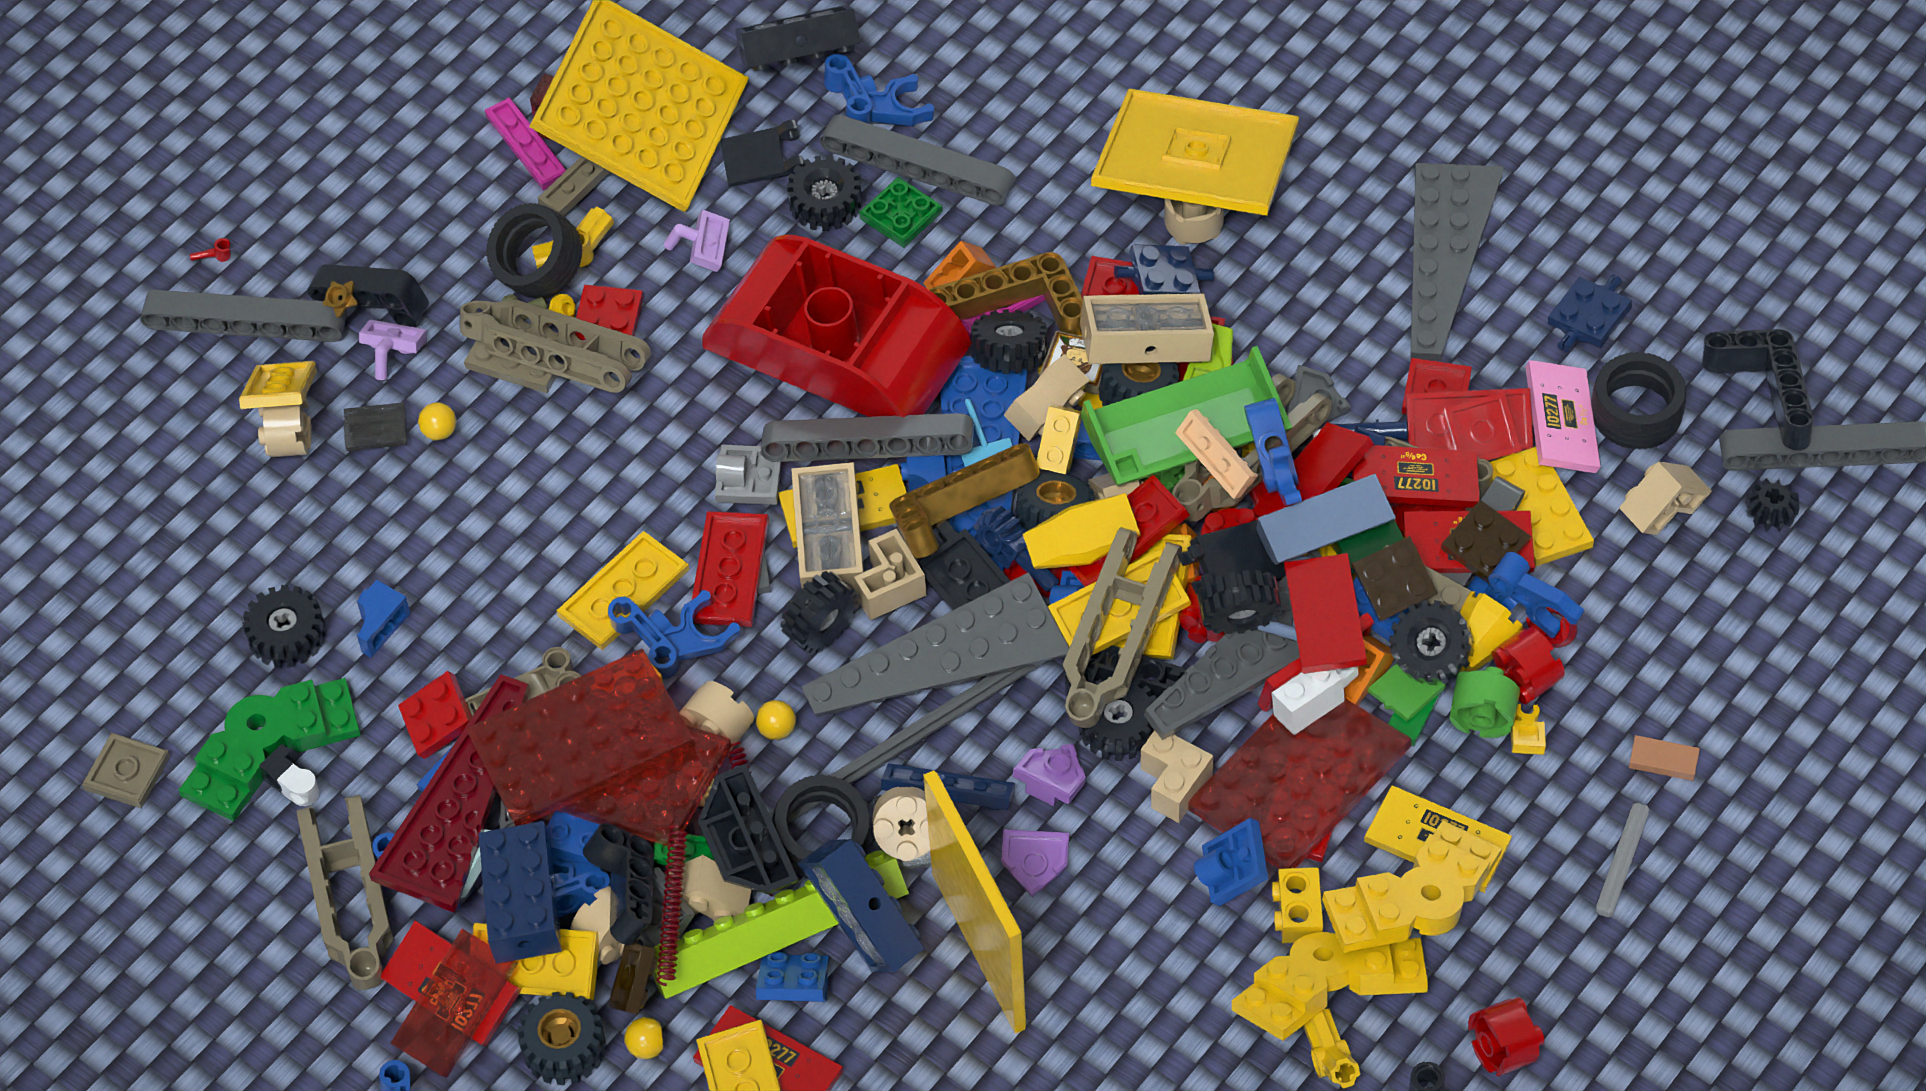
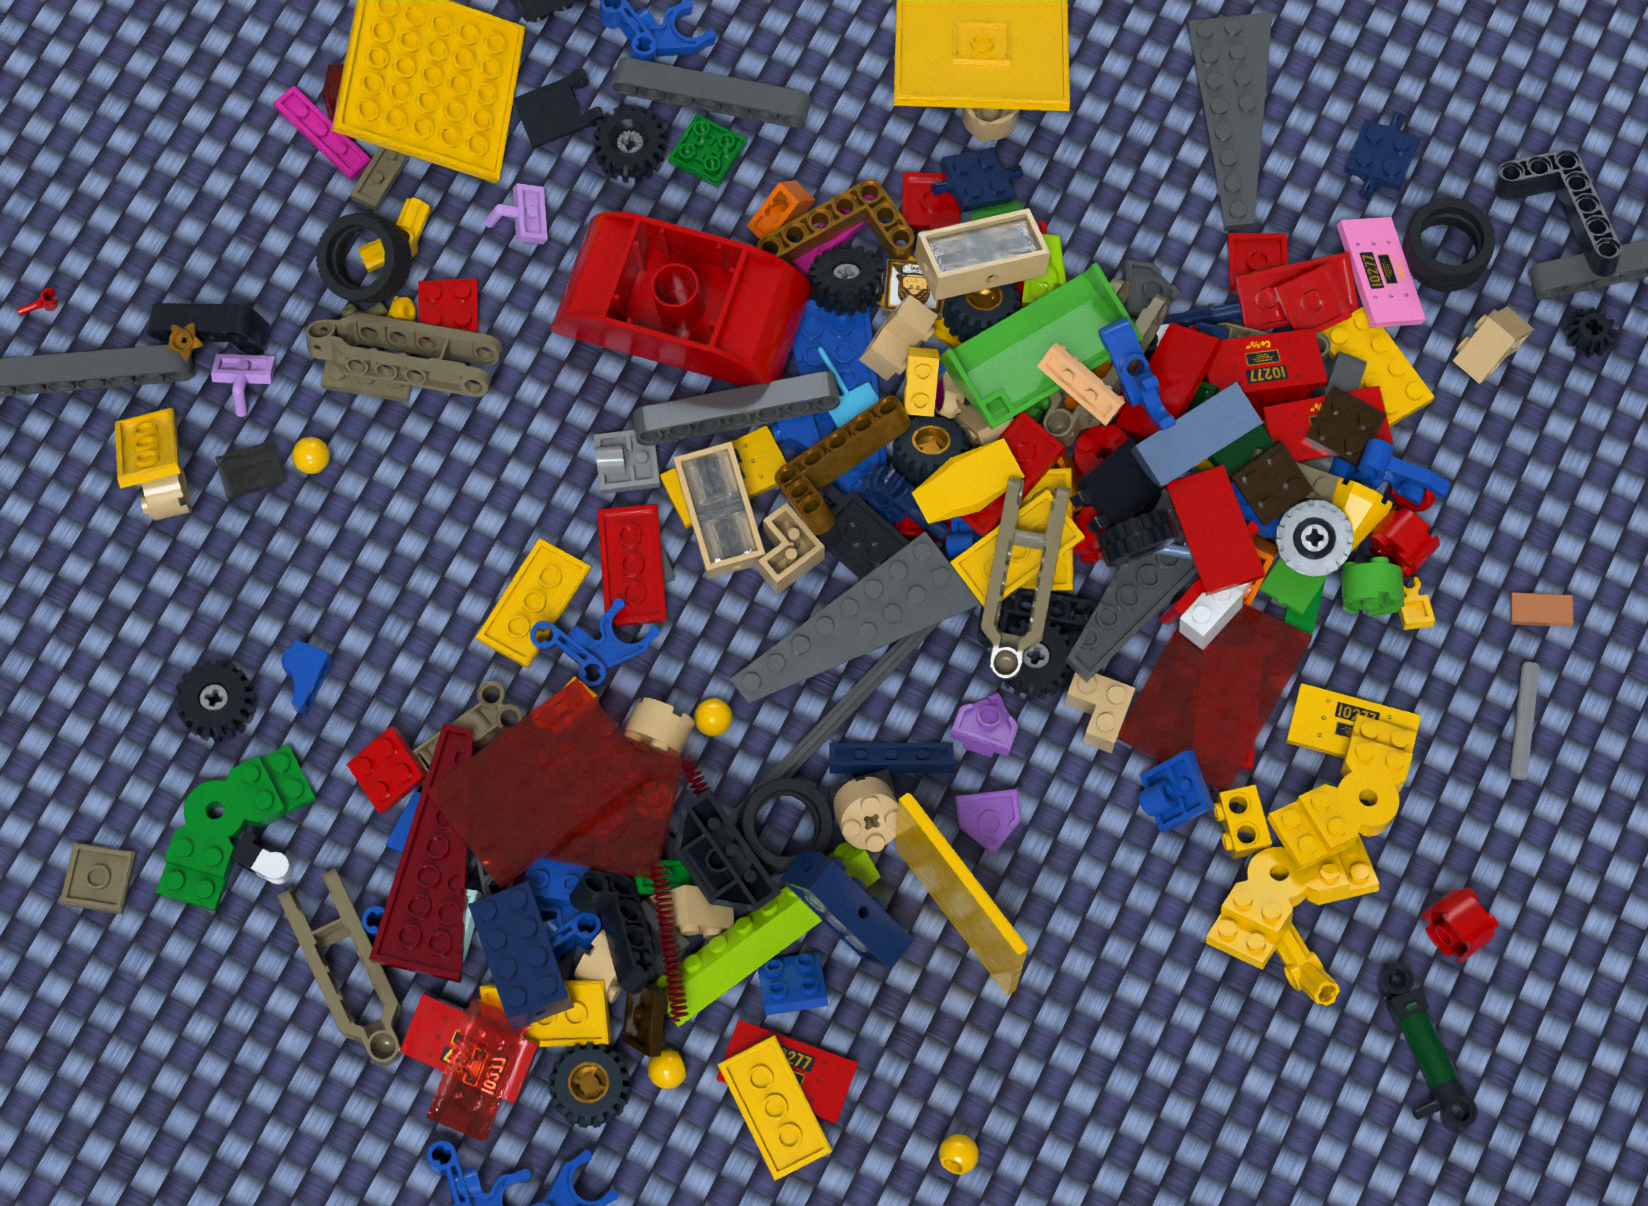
camera: 15 degrees left, 15 degrees up
(820, 612) = (733, 602): black bush -> none
(1086, 461) = (948, 397): none -> tan rock

